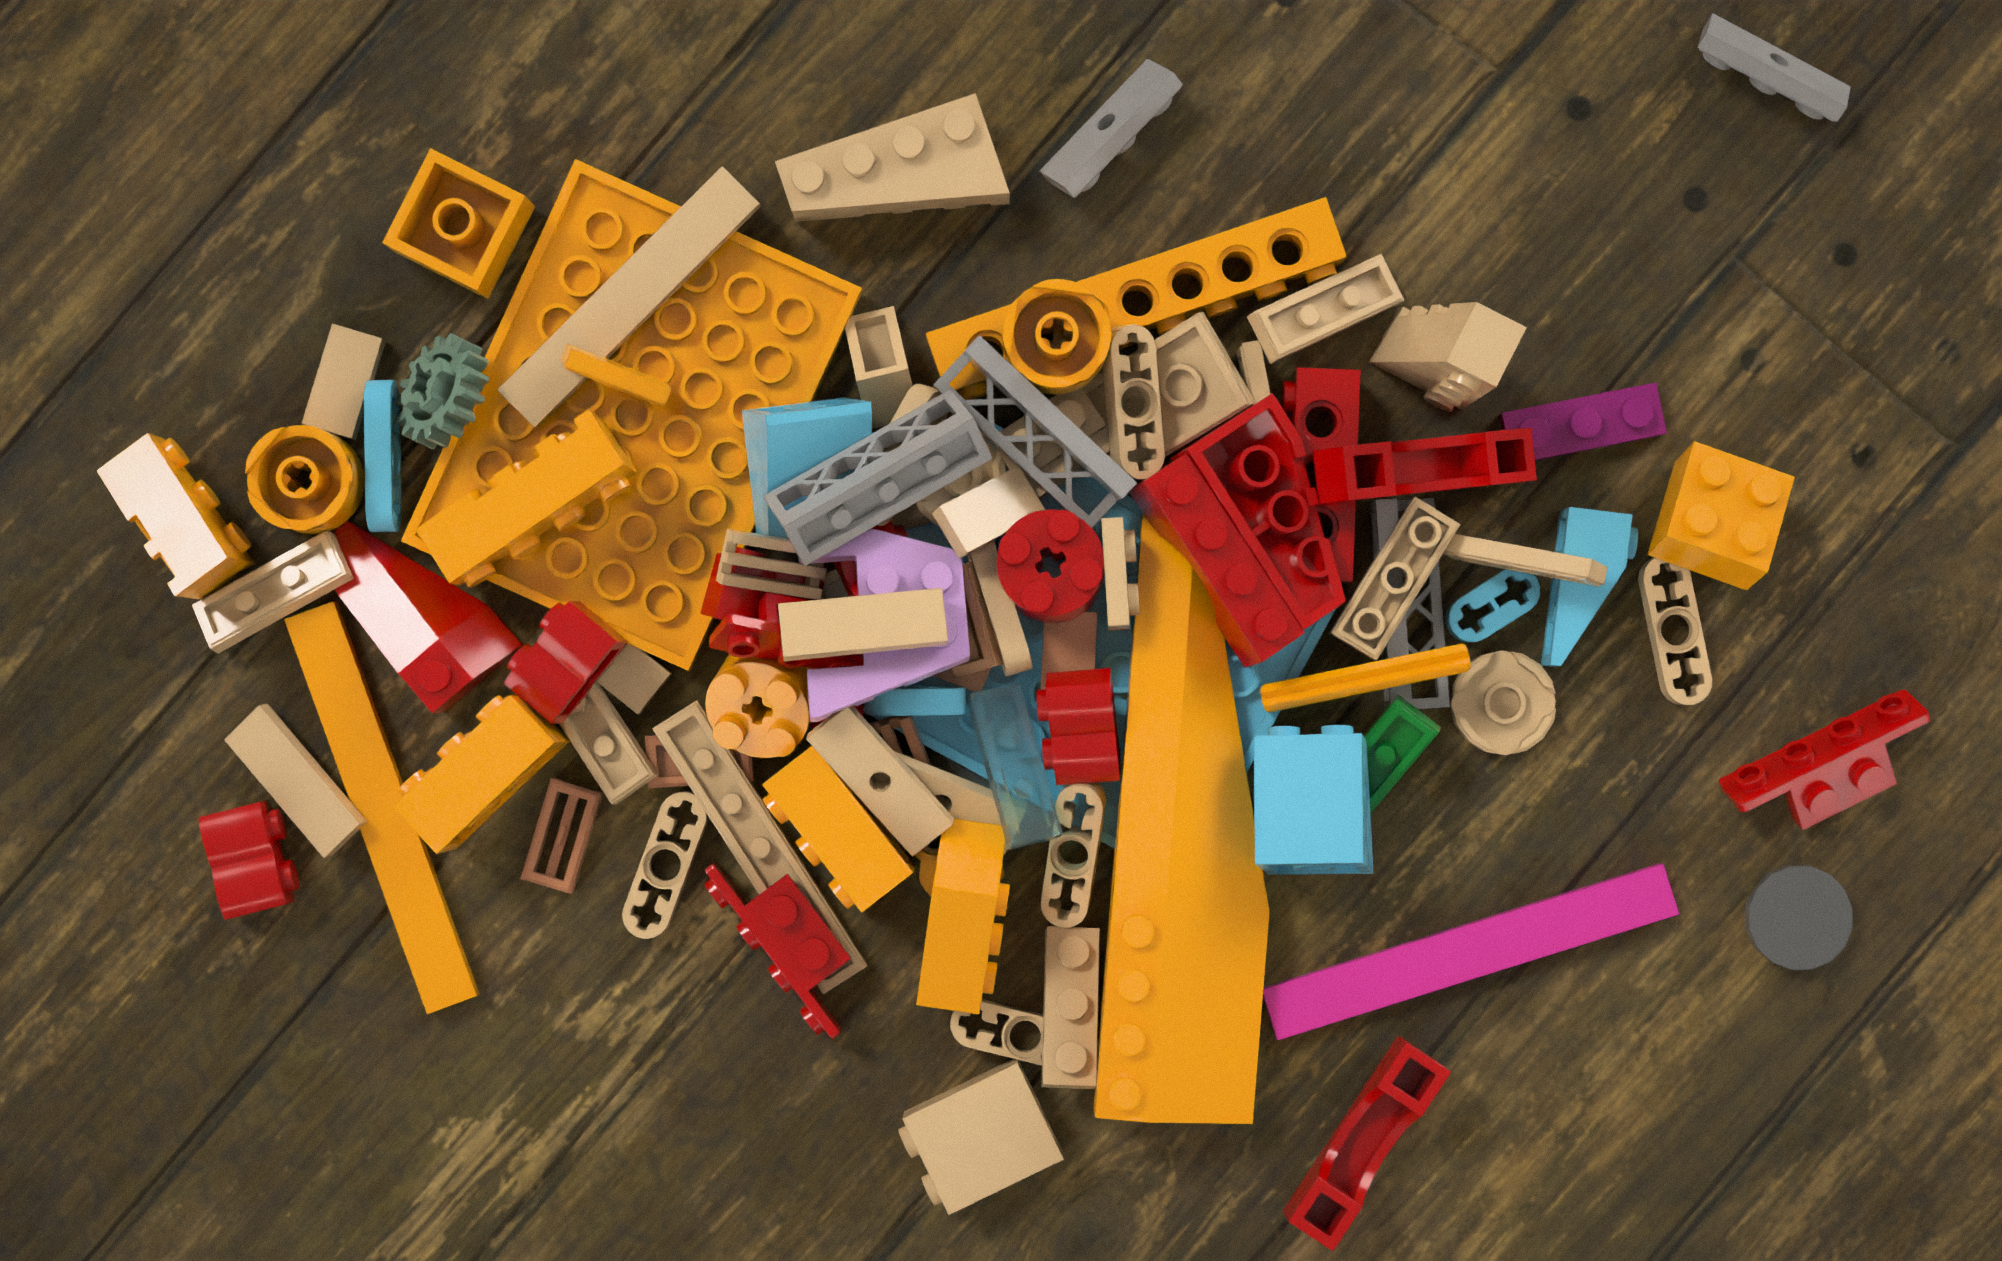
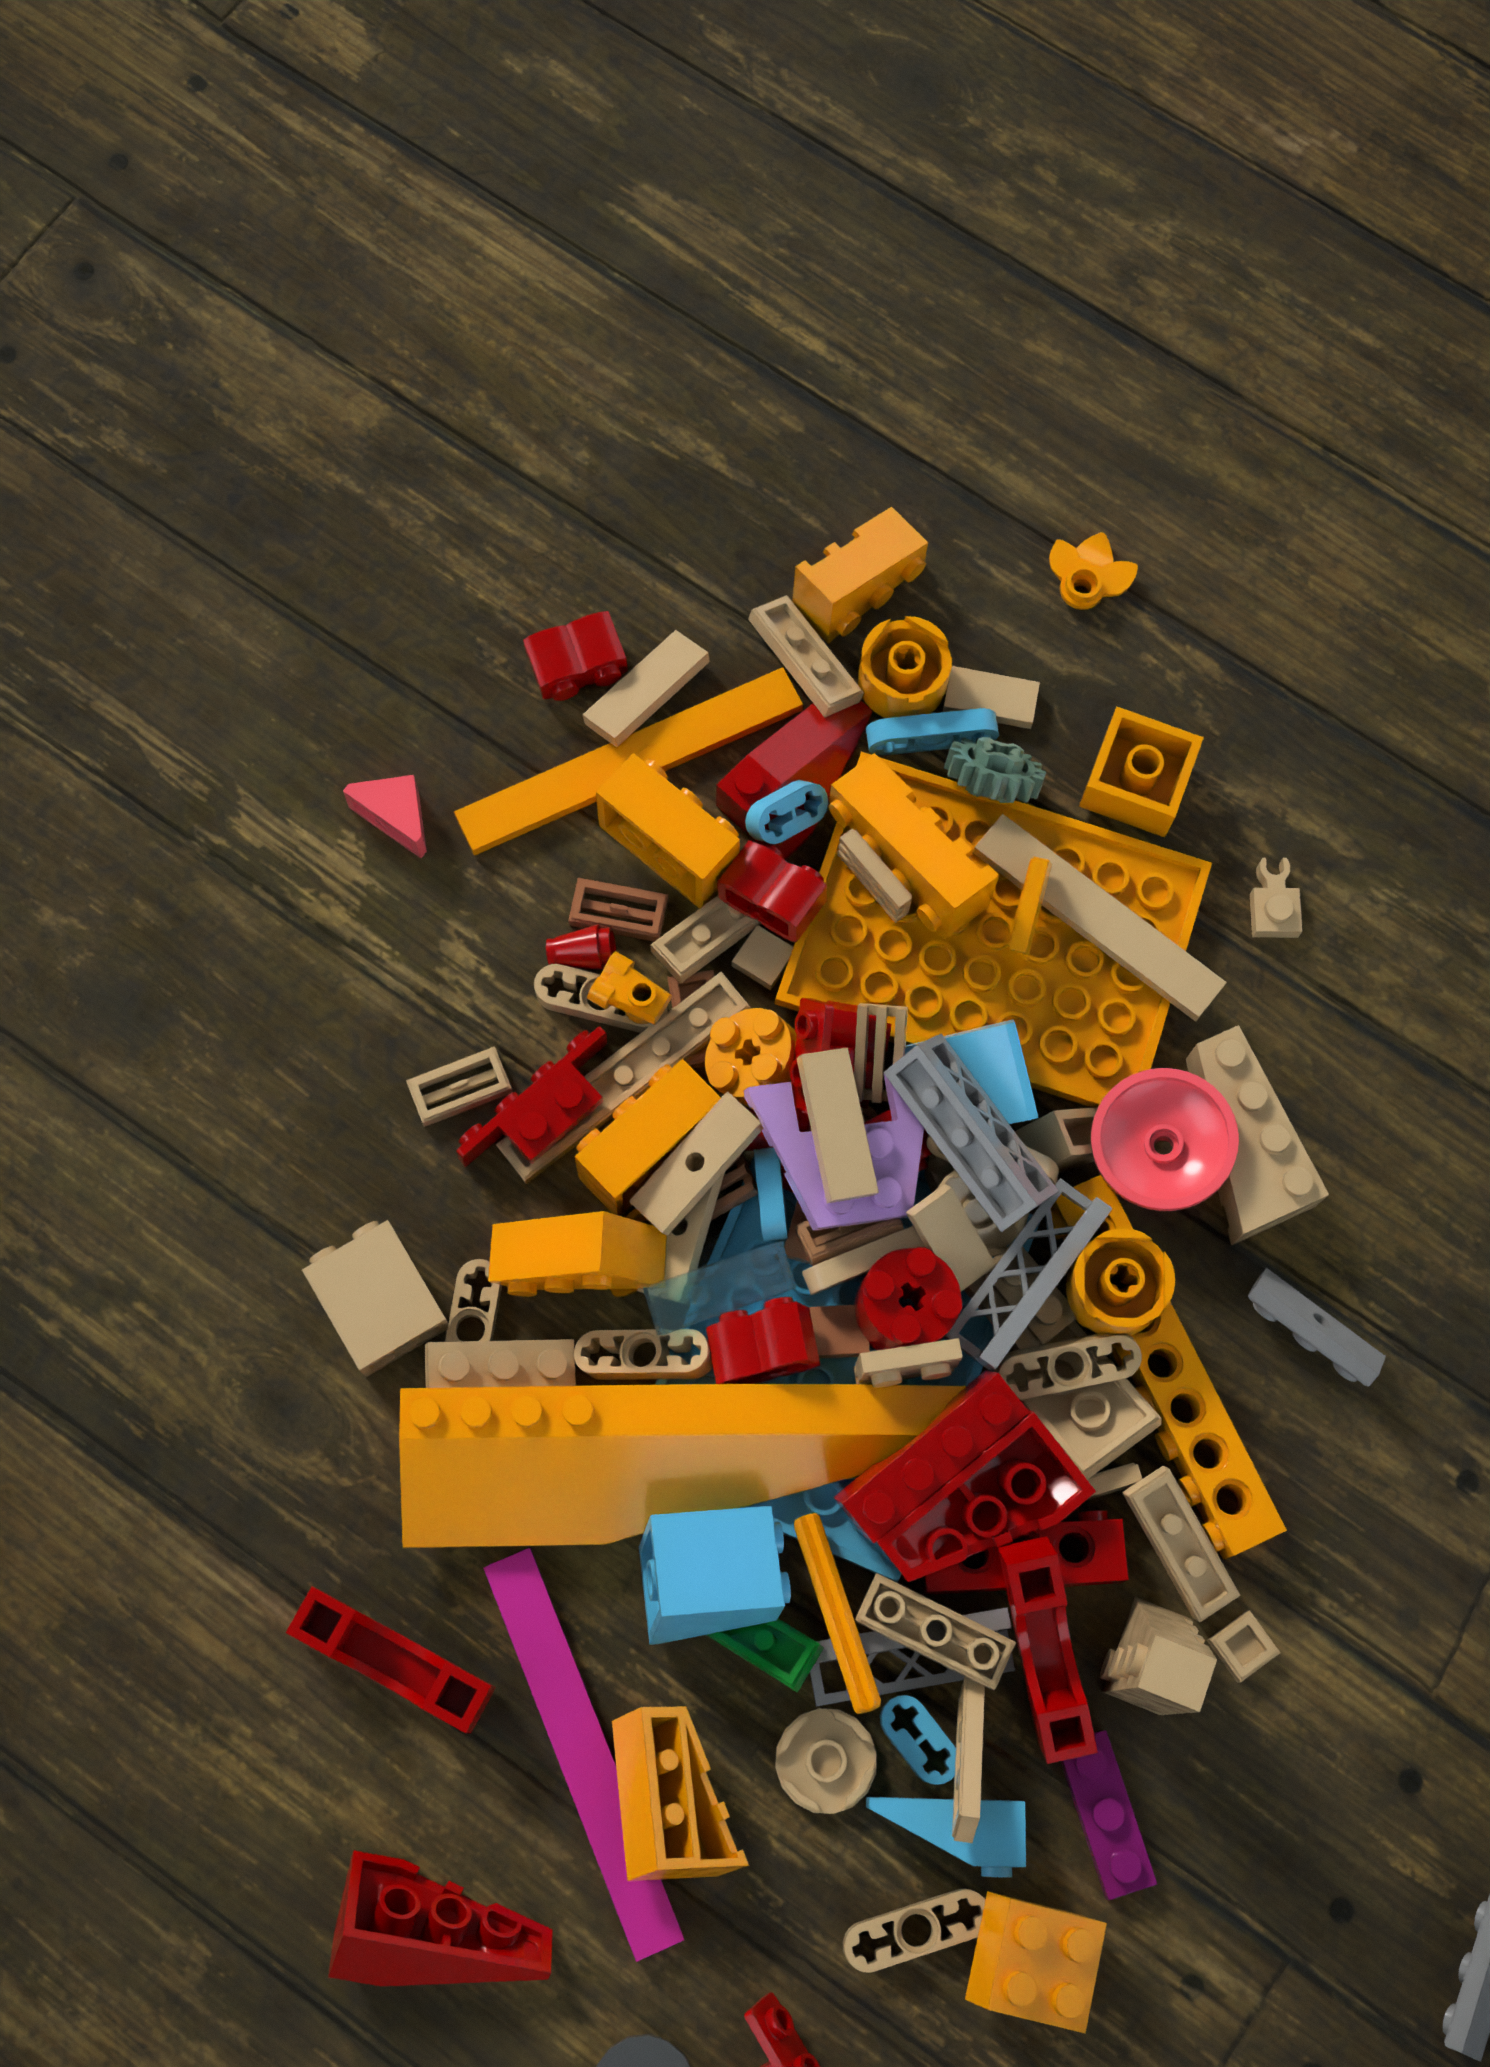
camera: 75 degrees right, 15 degrees down
(190, 241) = (1090, 567): none -> light orange plate
(417, 1081) = (392, 808): none -> coral slope
(467, 636) = (789, 818): none -> medium azure beam
(558, 544) = (874, 875): none -> tan tile
(606, 879) = (582, 948): none -> red cone
(632, 93) = (1275, 907): none -> tan plate
(659, 844) = (618, 986): none -> light orange plate
(739, 986) = (464, 1103): none -> tan tile
(859, 255) = (1168, 1108): none -> coral dish
(1431, 257) = (1243, 1646): none -> tan tile
(1531, 869) = (667, 1799): none -> light orange wedge
(1630, 1129) = (417, 1932): none -> red wedge

